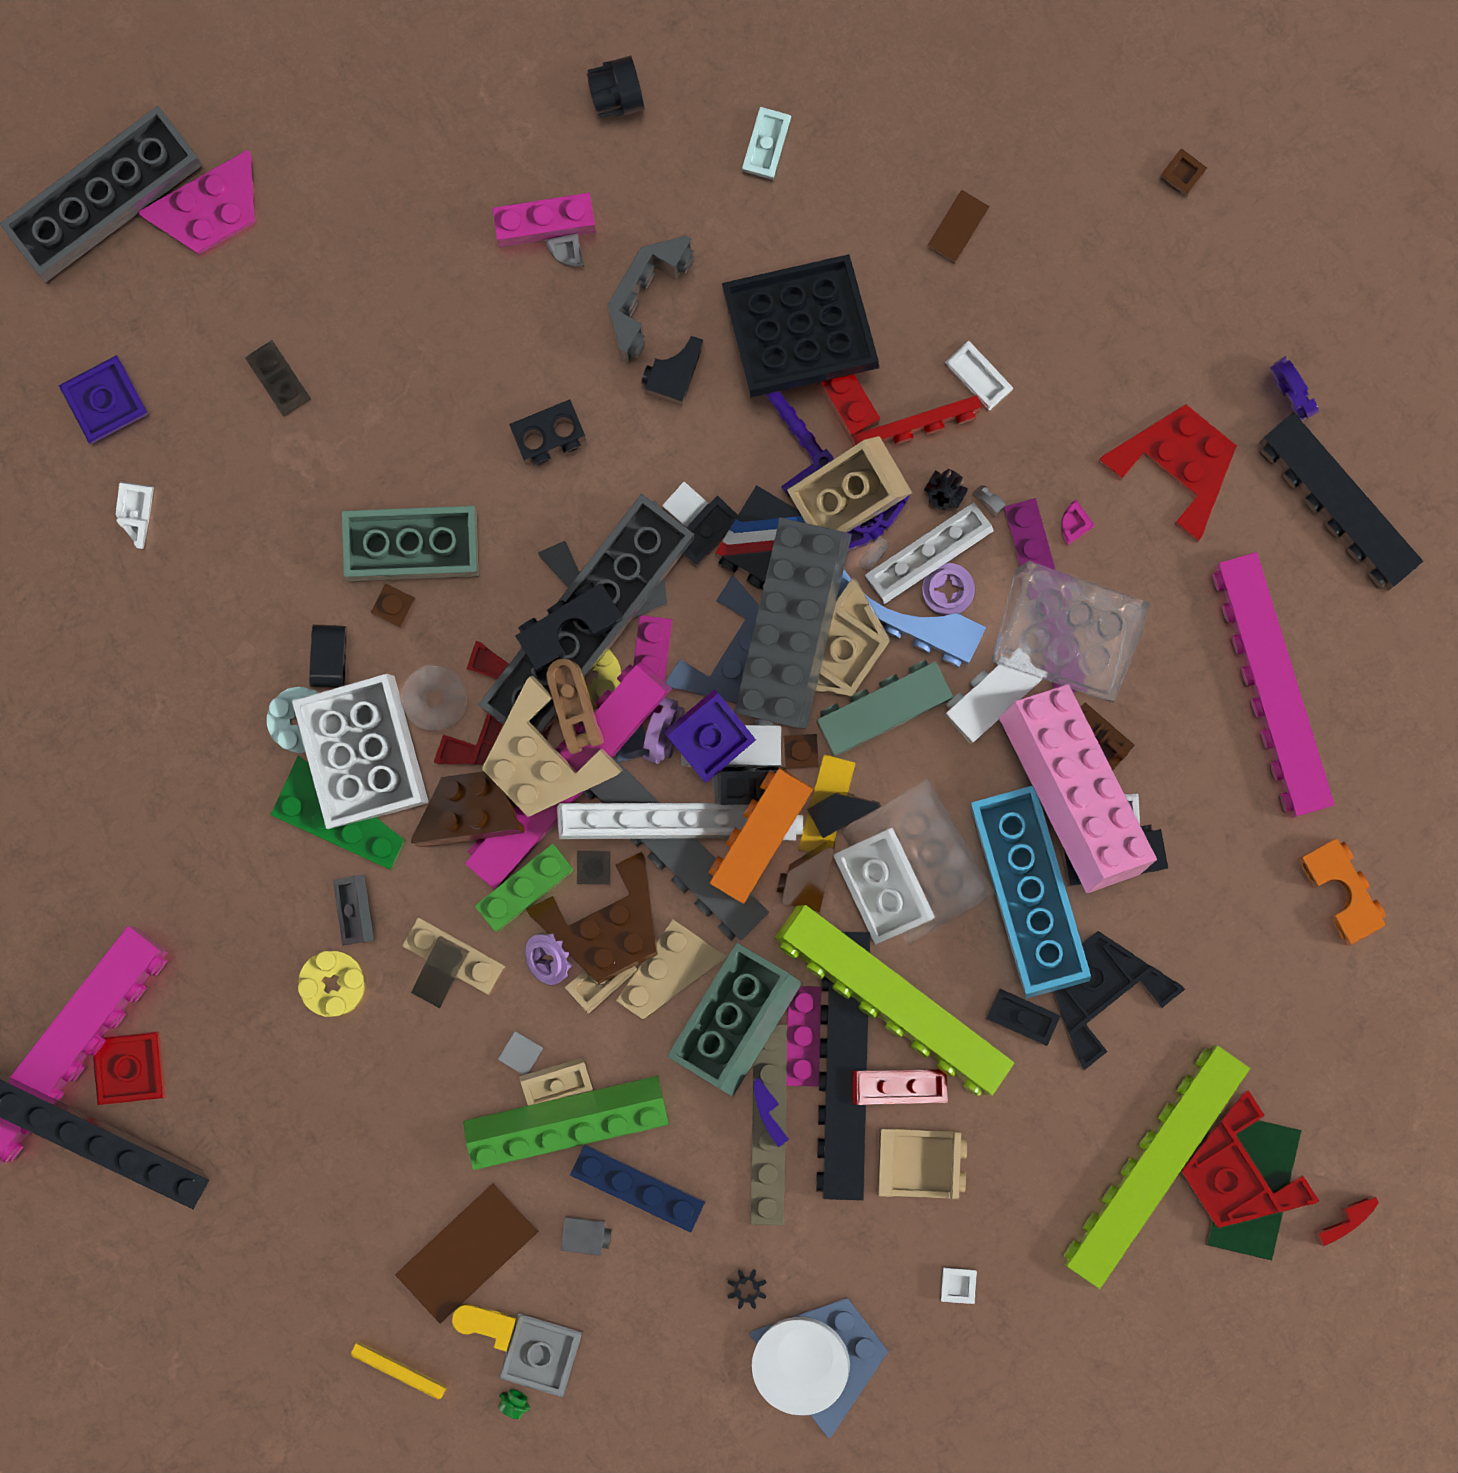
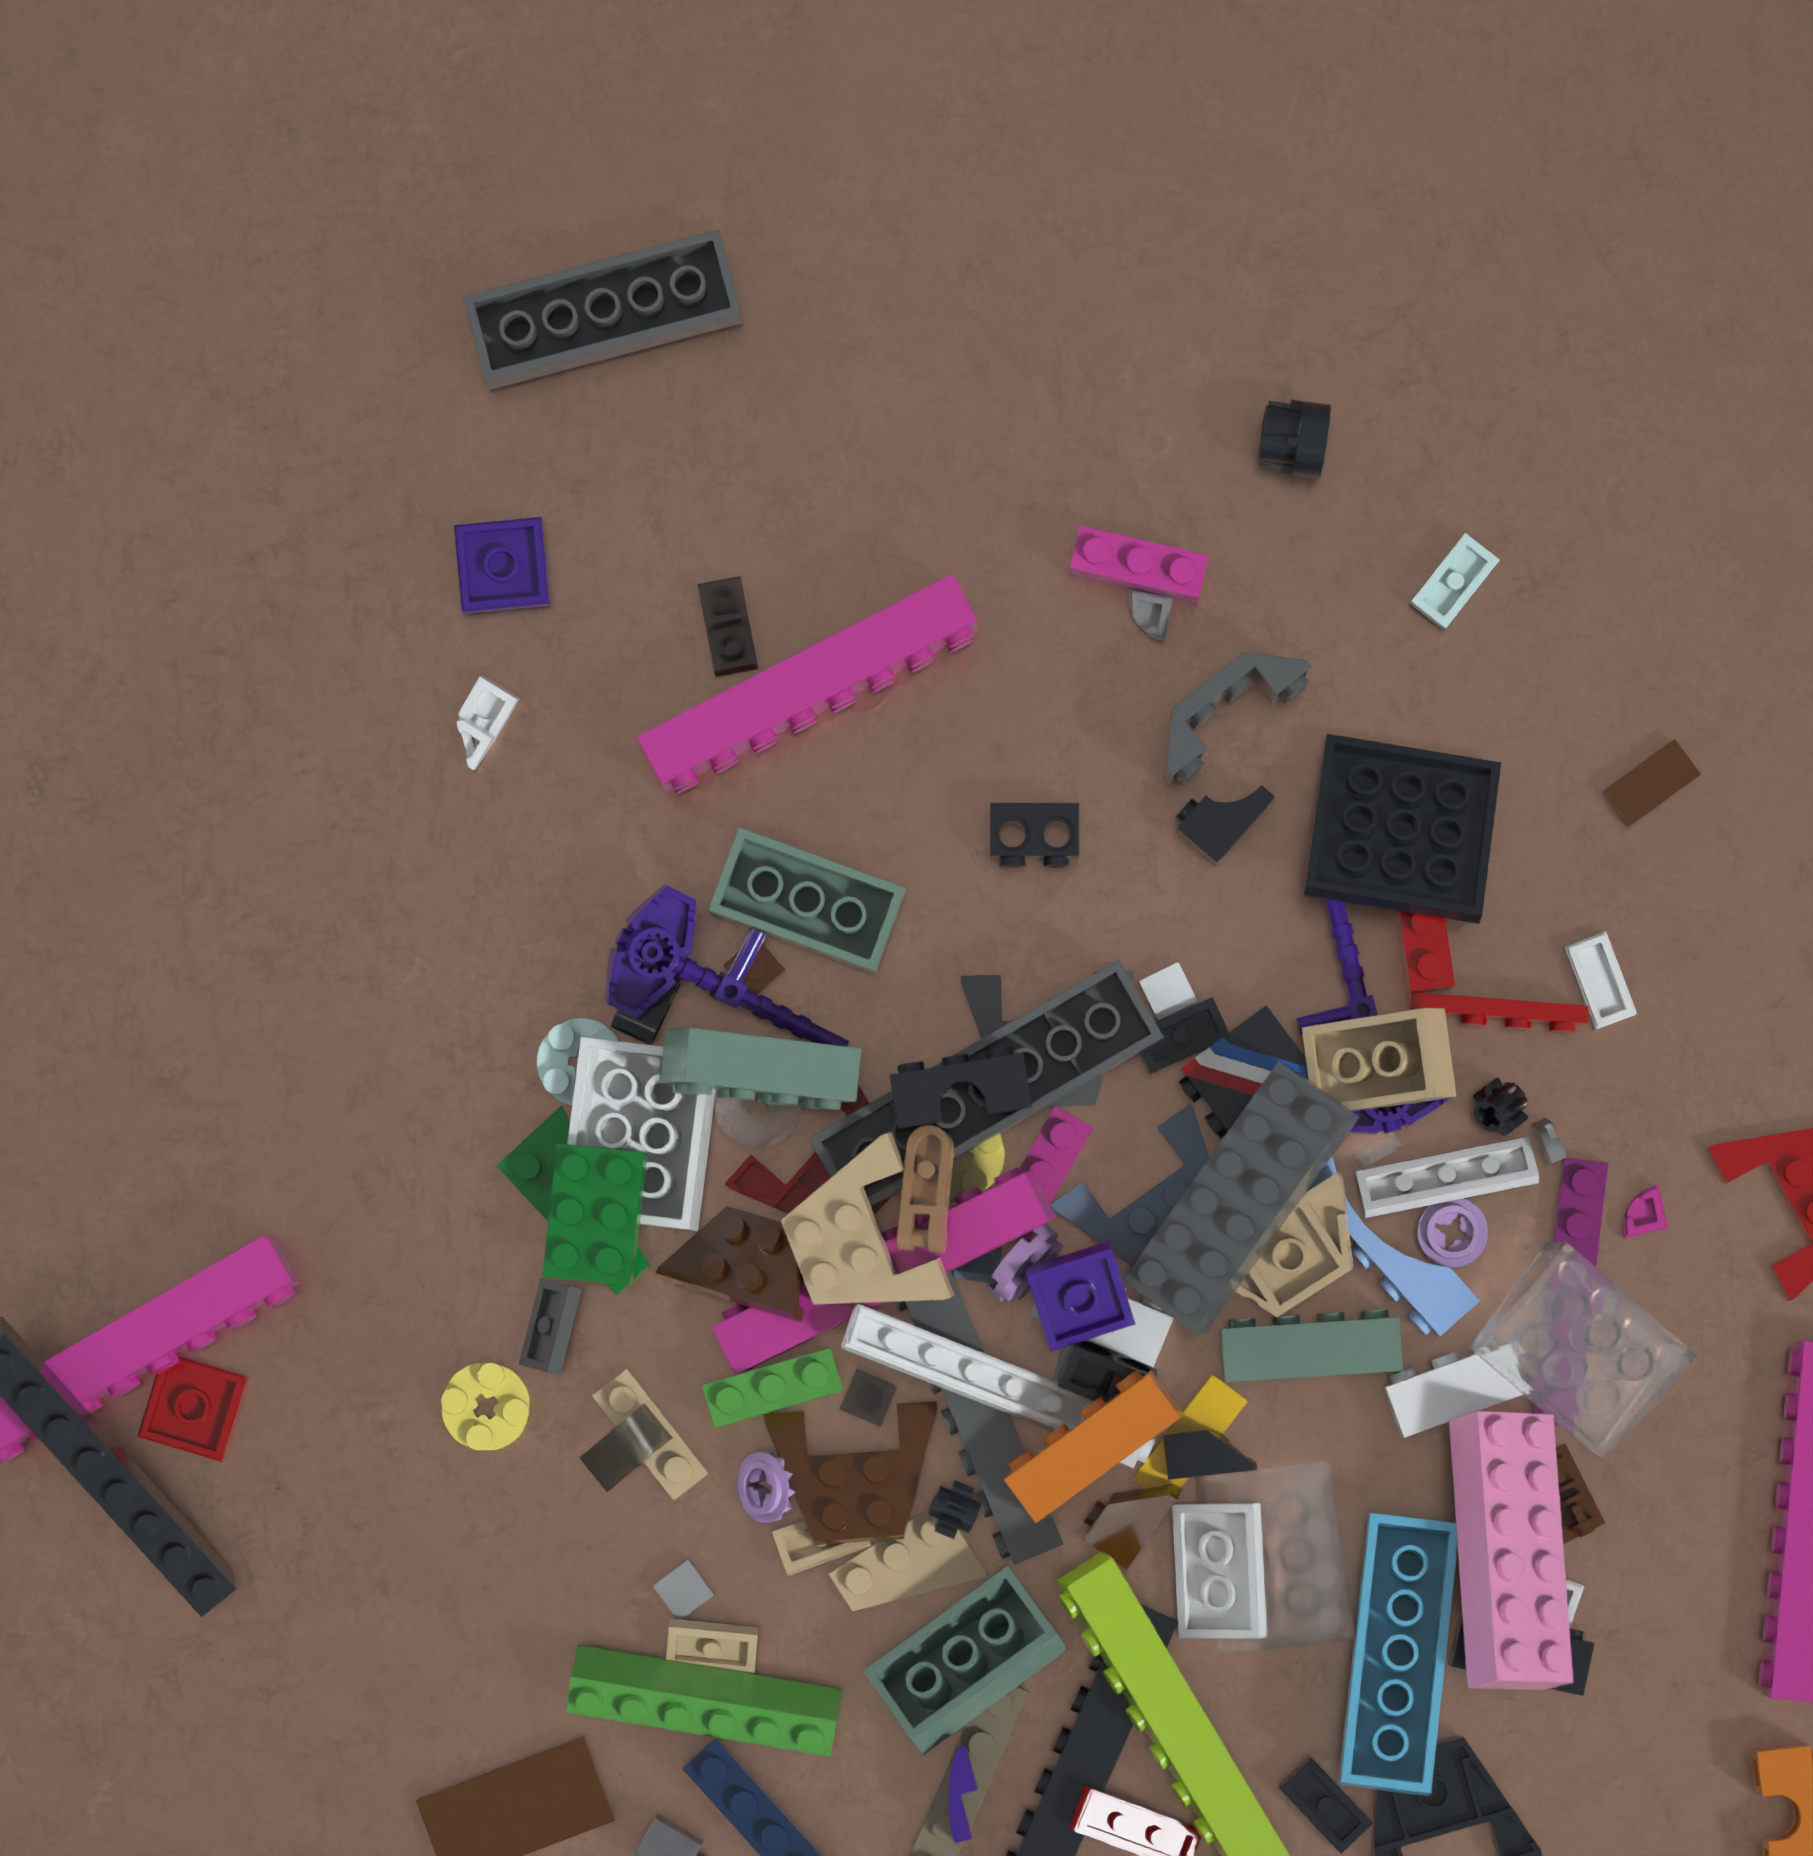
camera: 30 degrees right, 0 degrees up
(208, 207) = (729, 377): dark pink wing -> none
(317, 621) = (654, 951): none -> dark purple bar
(350, 393) = (808, 684): none -> dark pink brick
(351, 818) = (594, 1214): none -> green plate
(422, 668) = (760, 1065): none -> sand green brick
(684, 919) = (954, 1509): none -> black gear
(801, 751) = (1185, 1358): reddish brown plate -> none
(804, 1037) = (1042, 1717): dark pink plate -> none

